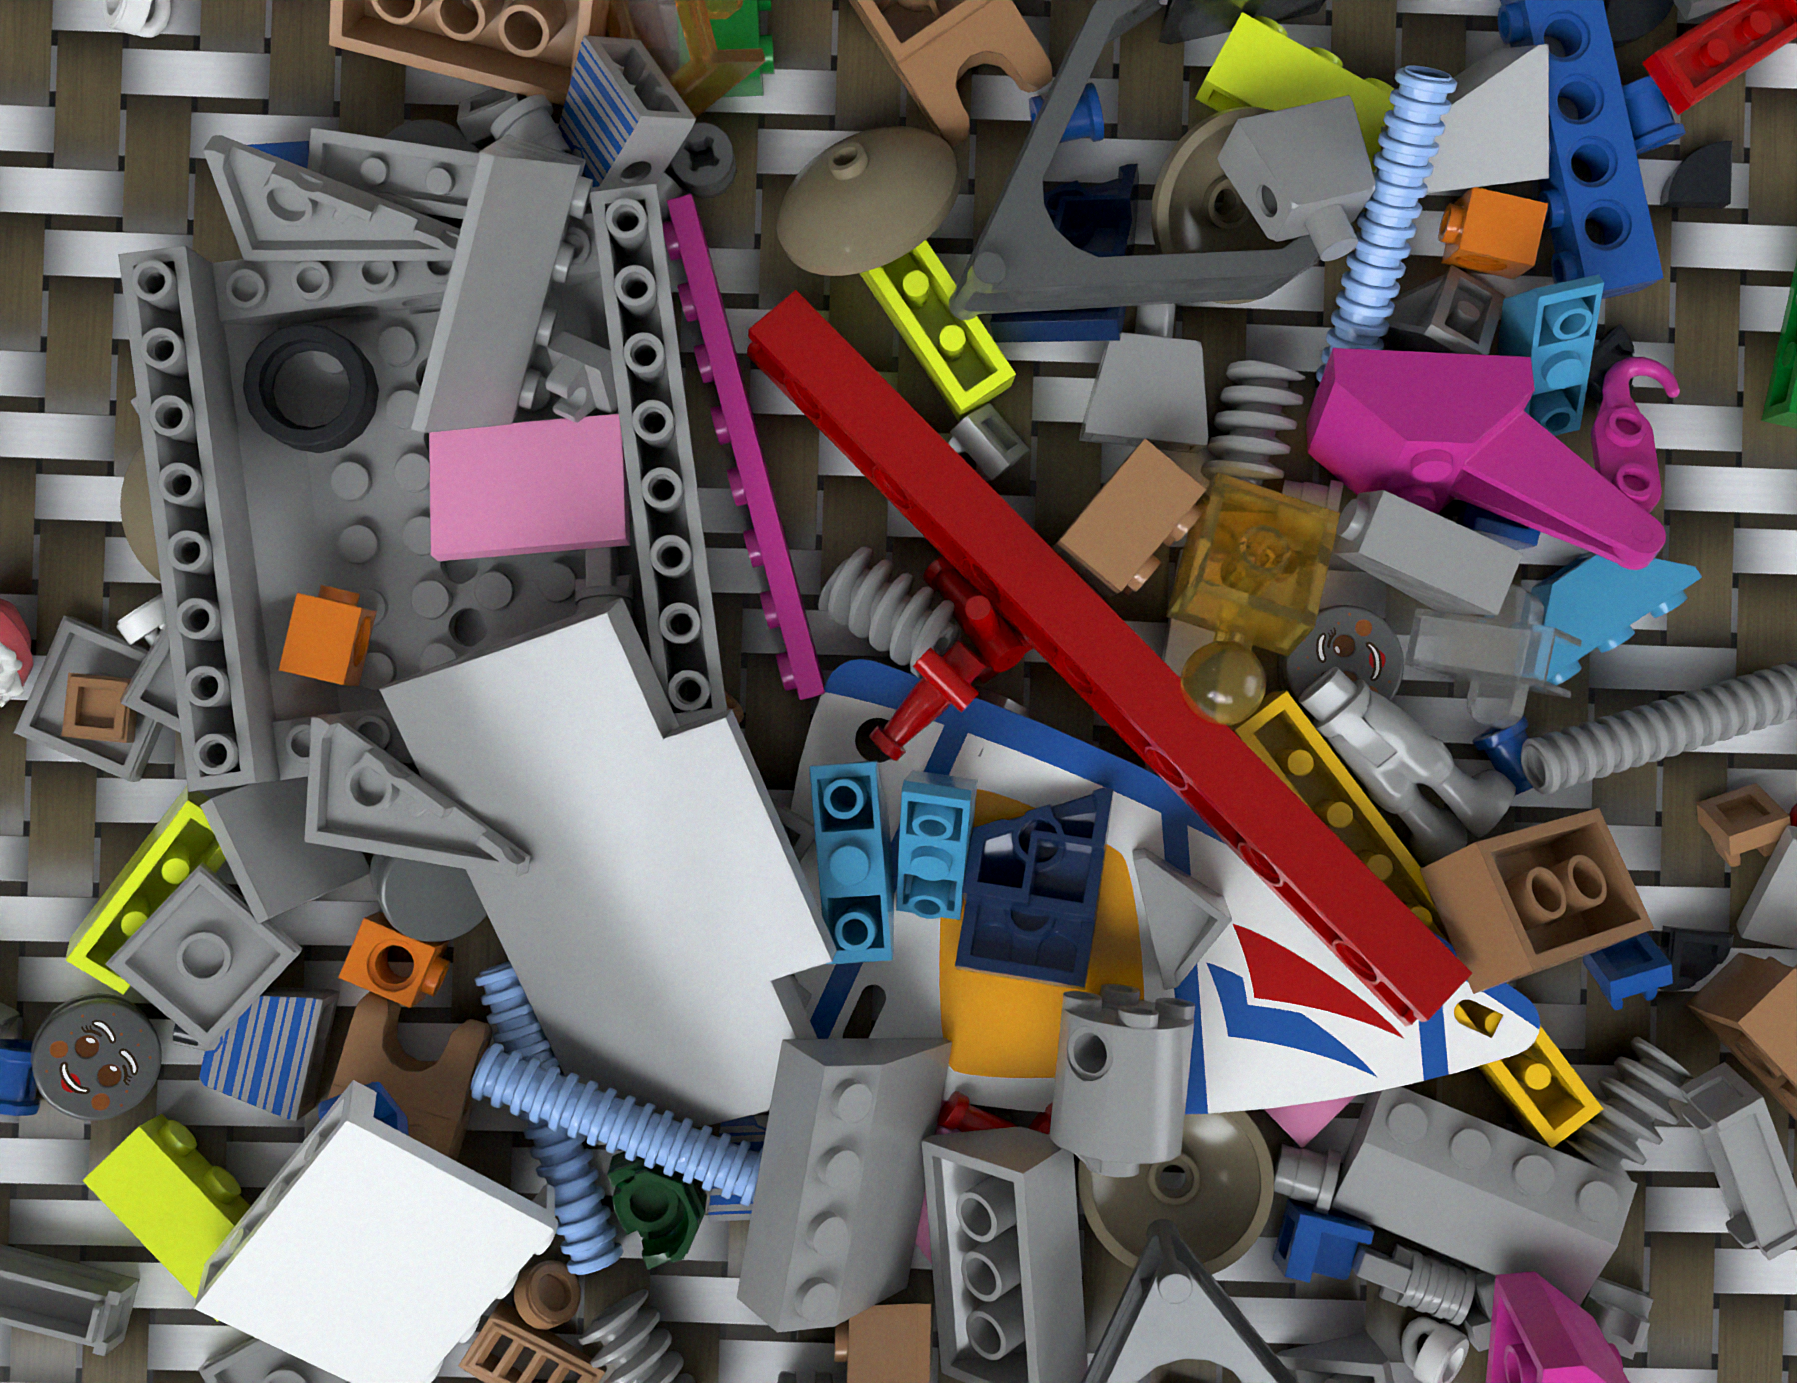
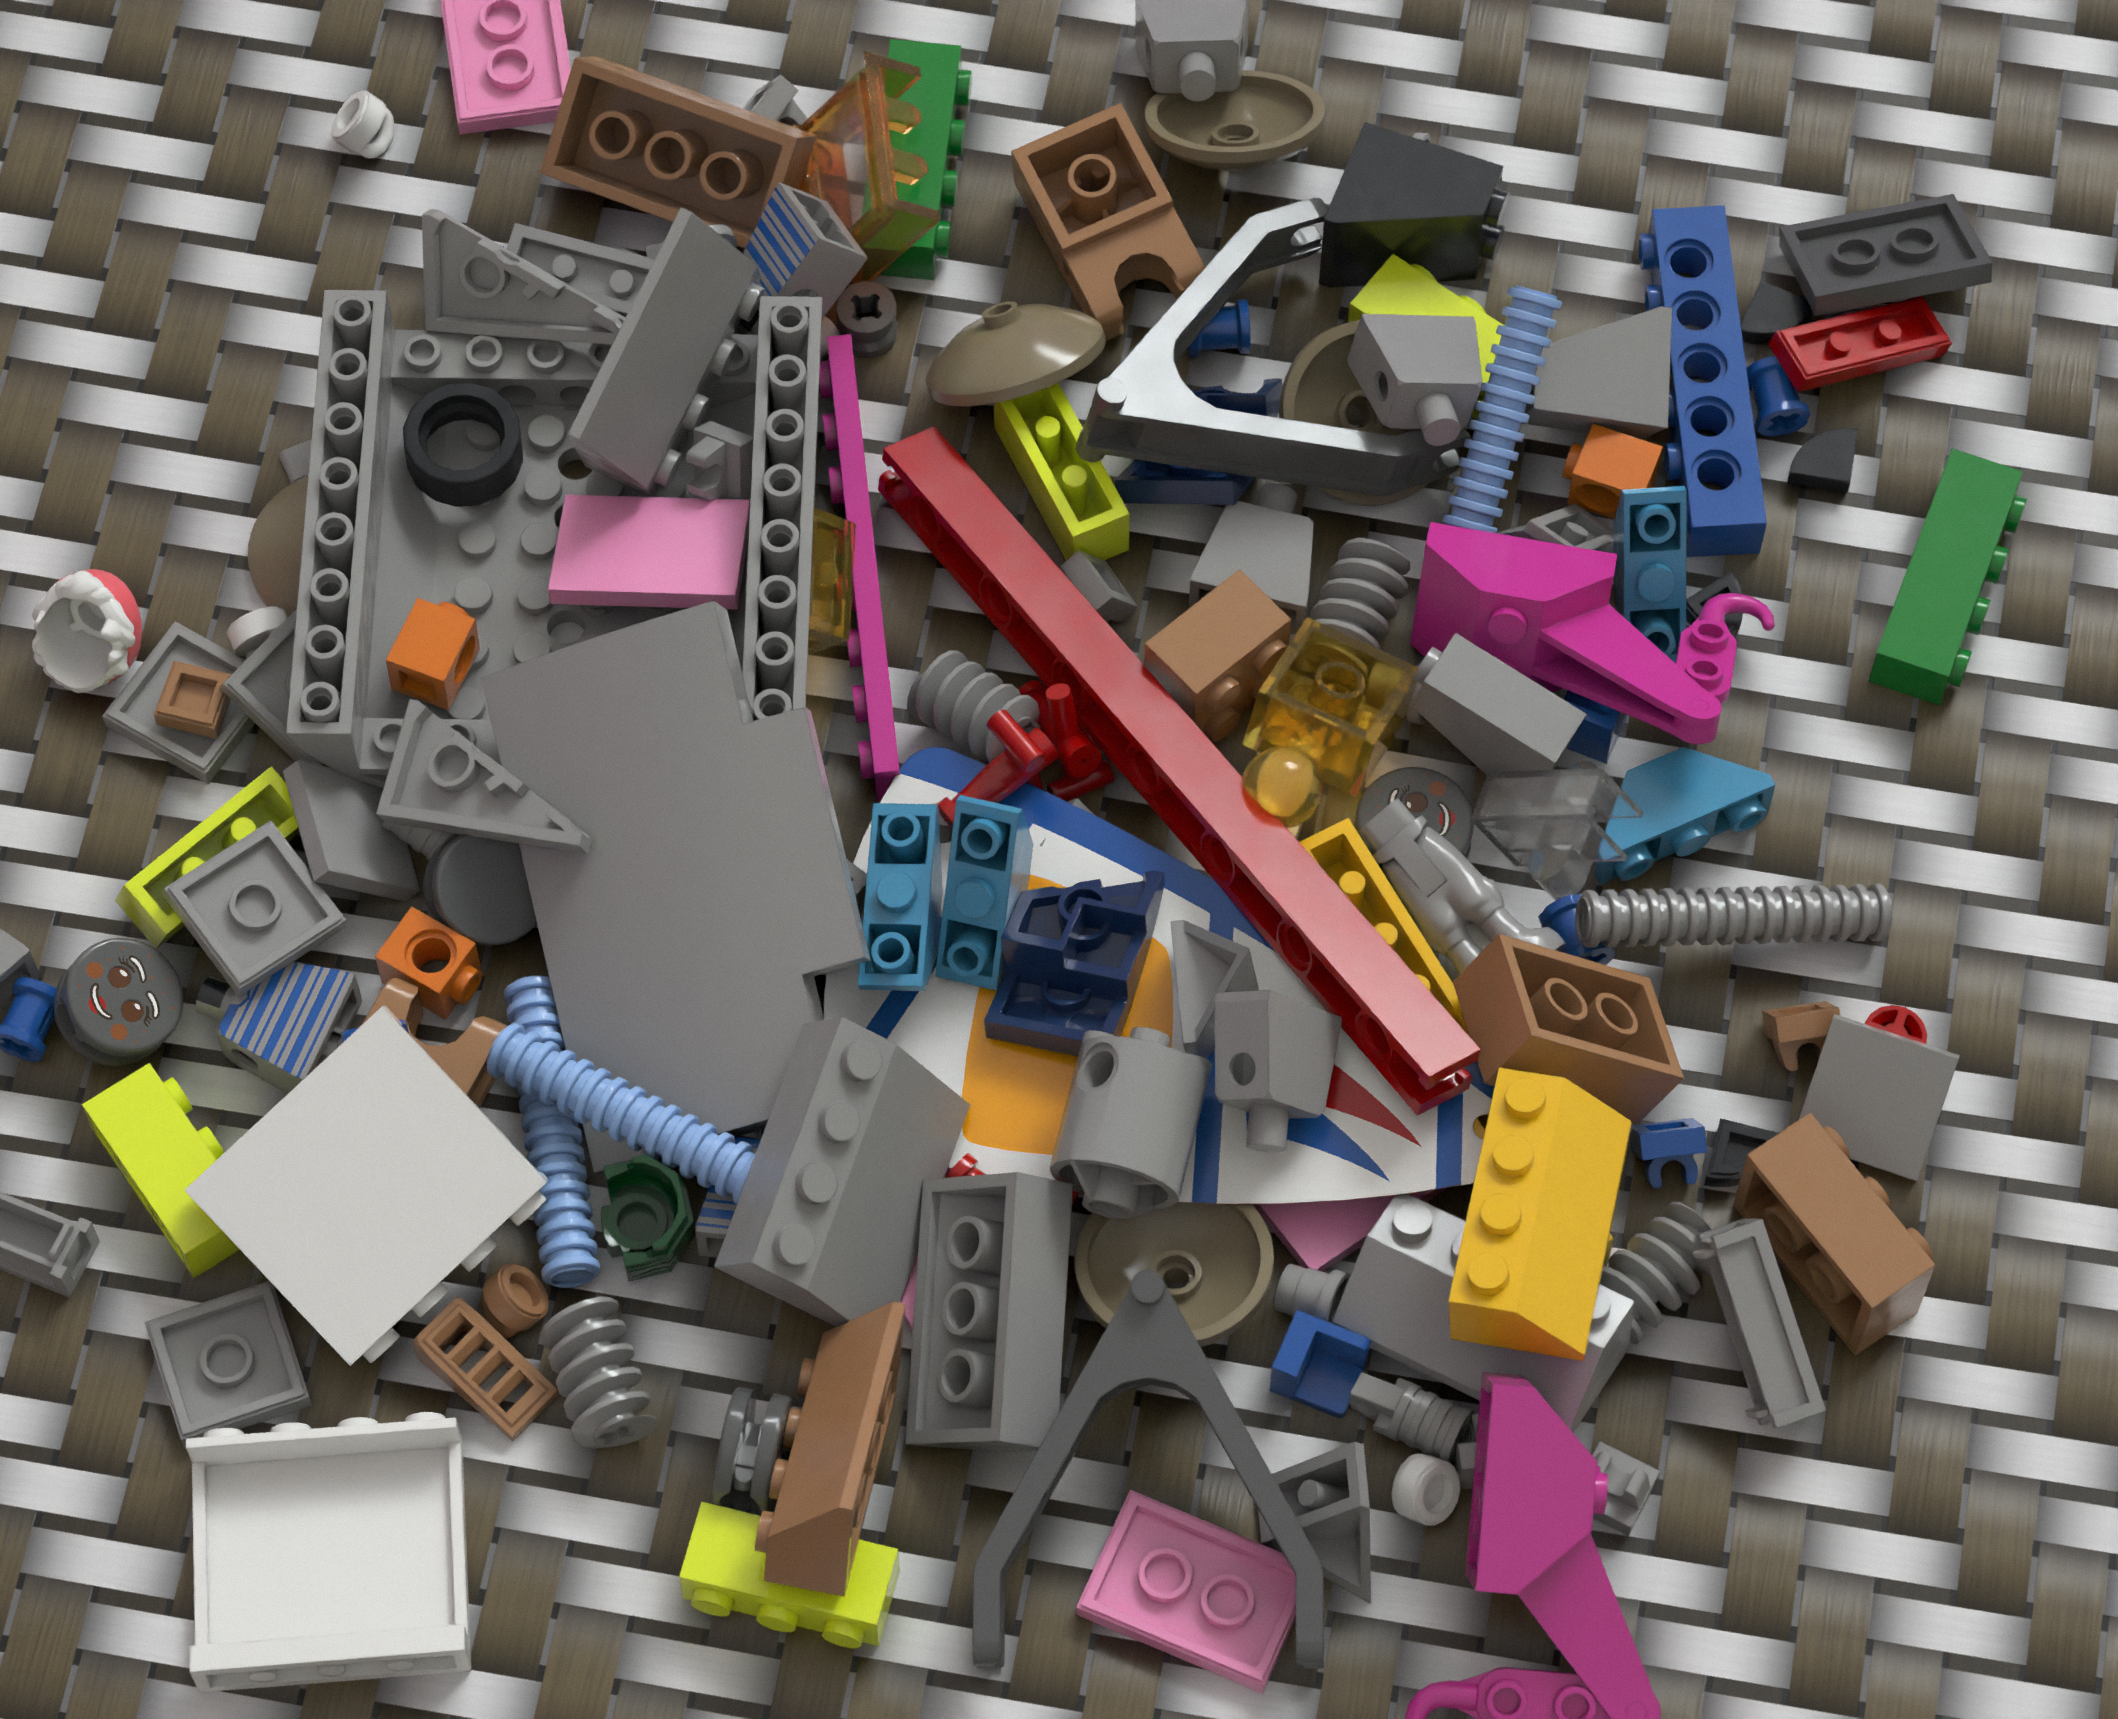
camera: 10 degrees right, 25 degrees down
(719, 486) = (831, 580): none -> clear yellow panel
(1259, 999) = (1273, 1061): none -> light grey torso
(1542, 1135) = (1538, 1217): none -> yellow slope

